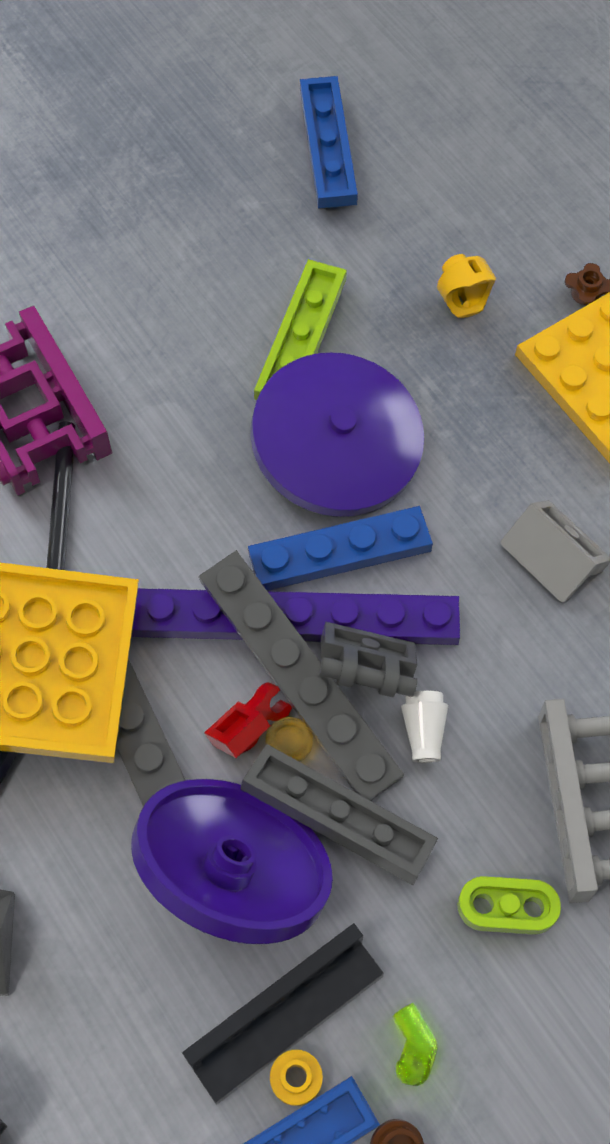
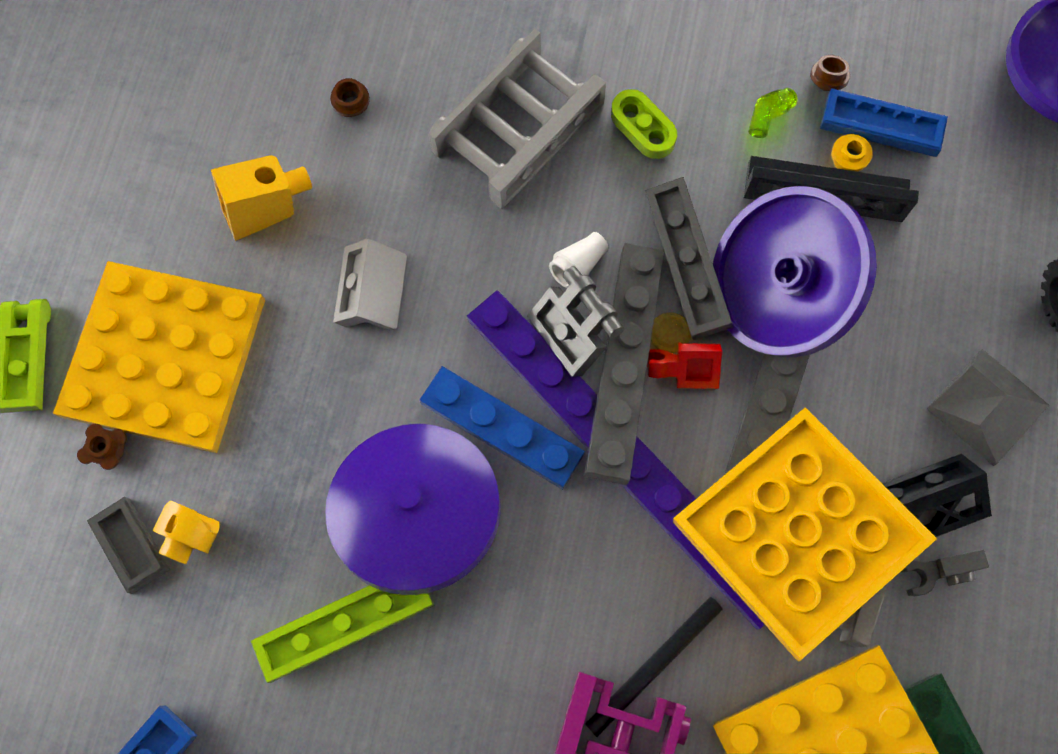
camera: 130 degrees left, 10 degrees up
(504, 254) = (128, 545): none -> dark grey tile

